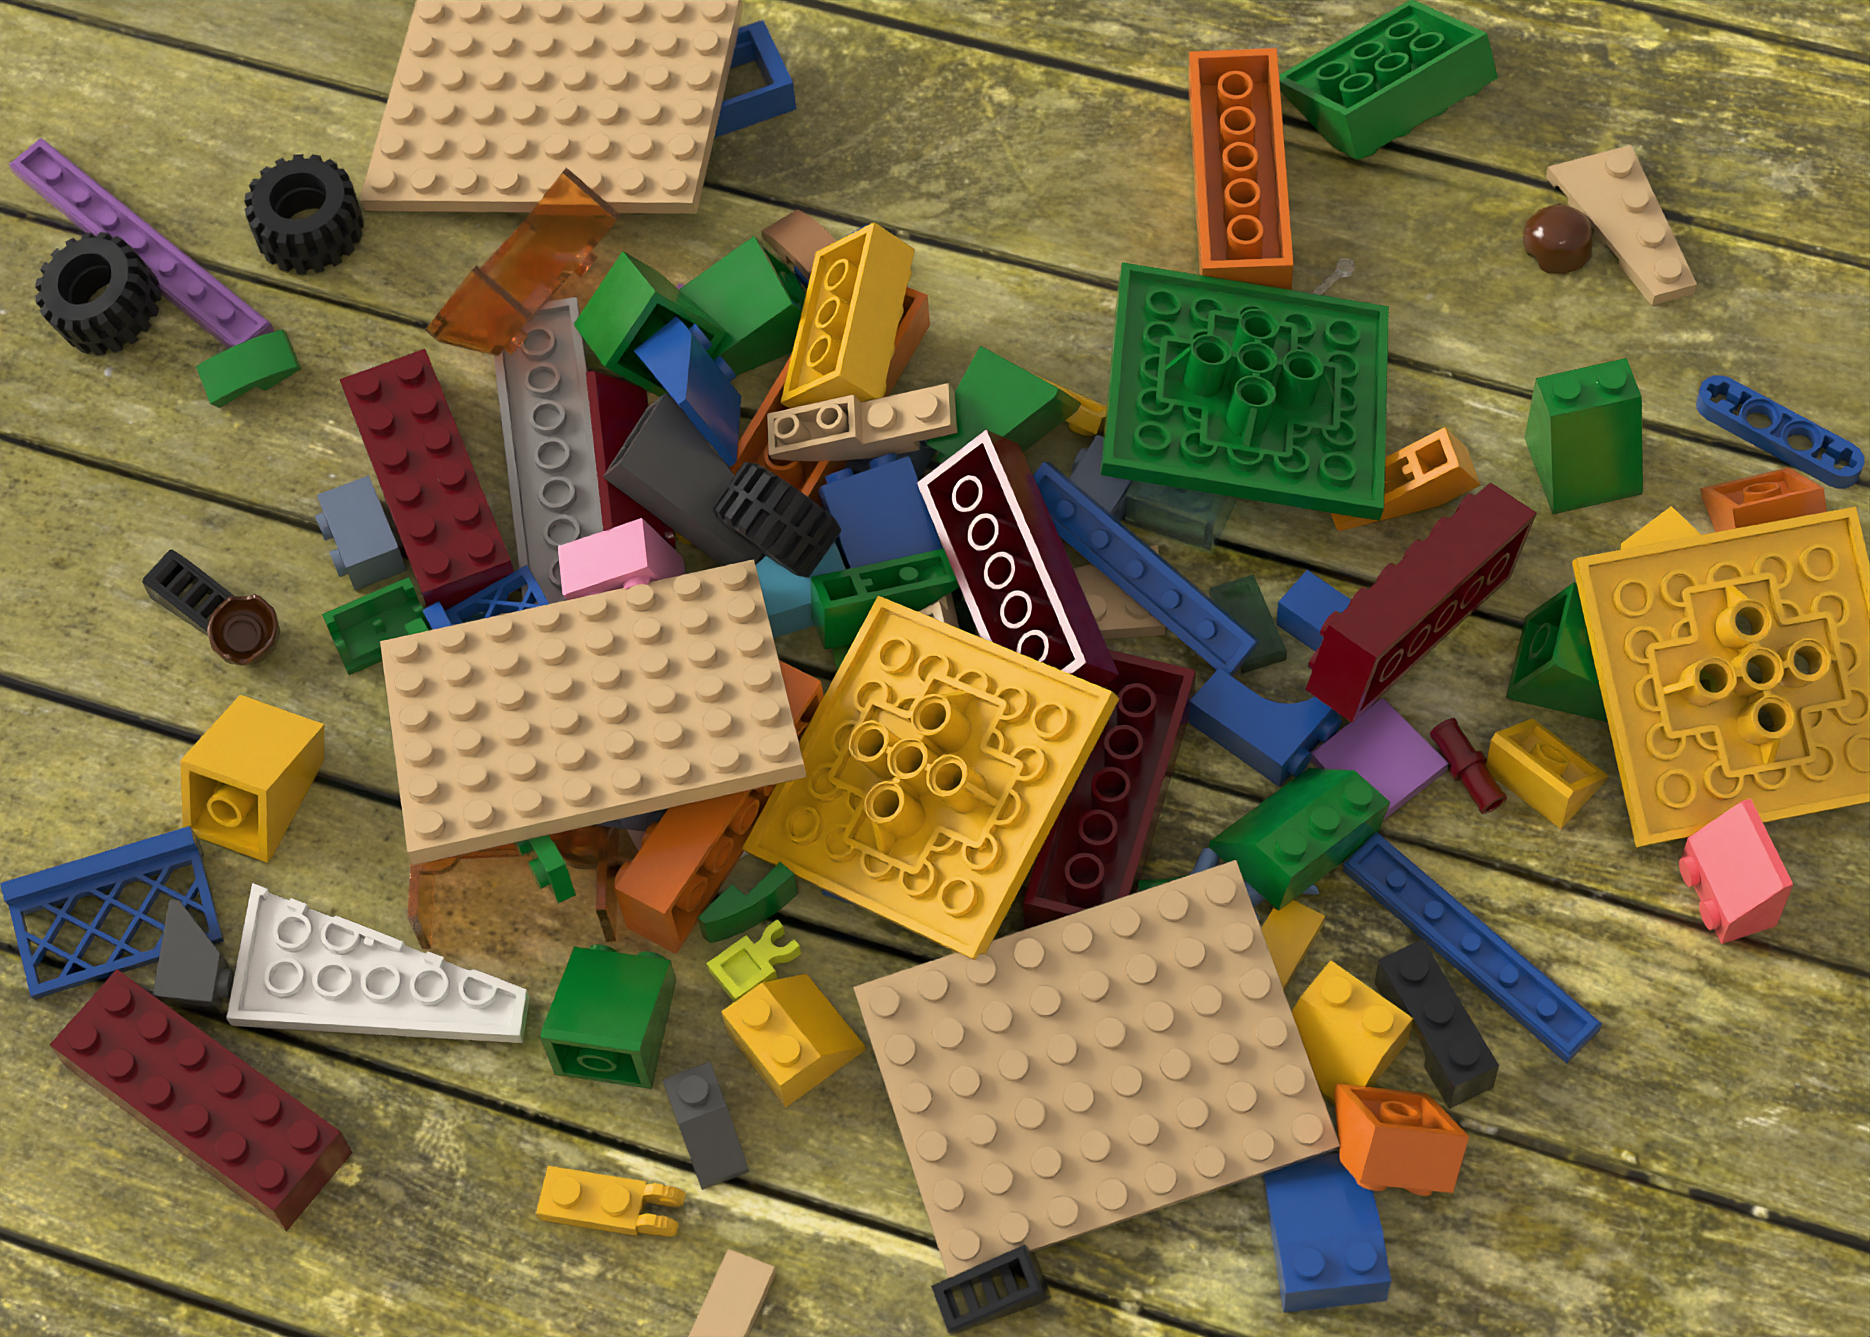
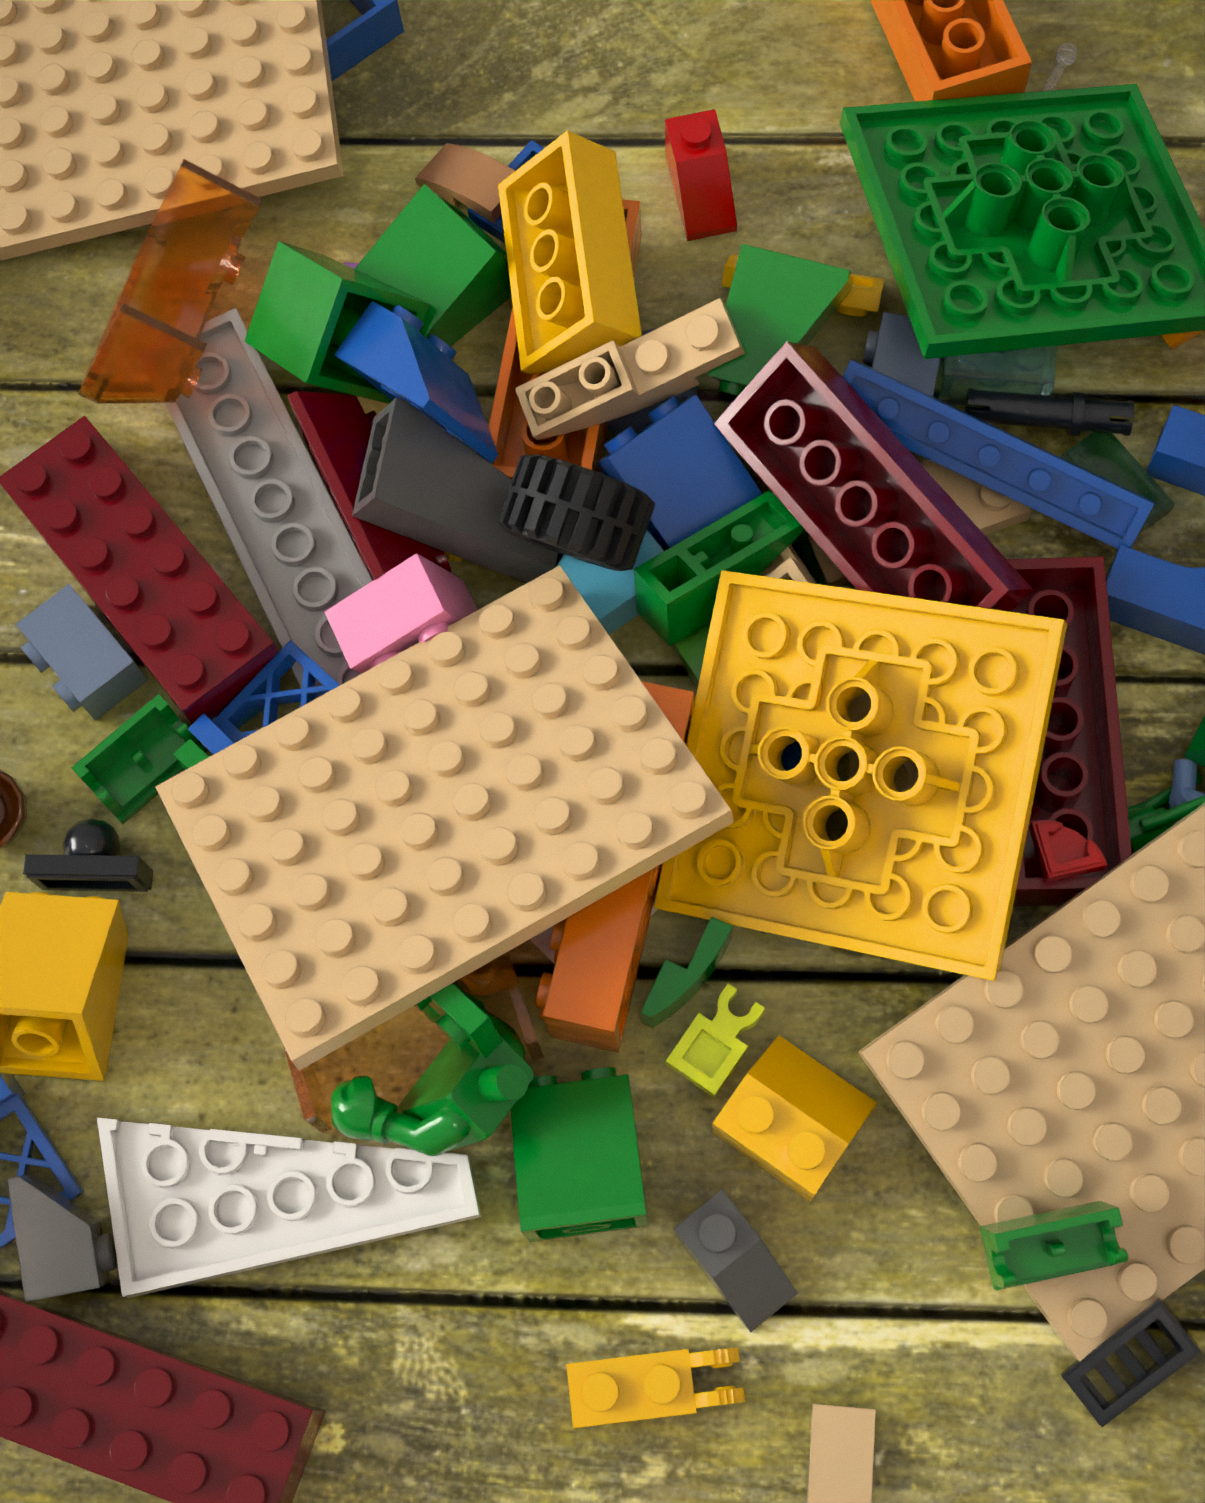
camera: 15 degrees left, 10 degrees up
(312, 694) = (89, 863): none -> black tile
(523, 941) = (451, 1104): none -> green torso
(948, 1171) = (1052, 1244): none -> green hinge
(993, 287) = (700, 174): none -> red slope
(1071, 883) = (1064, 851): none -> red tile
(1224, 556) = (1053, 412): none -> black pin

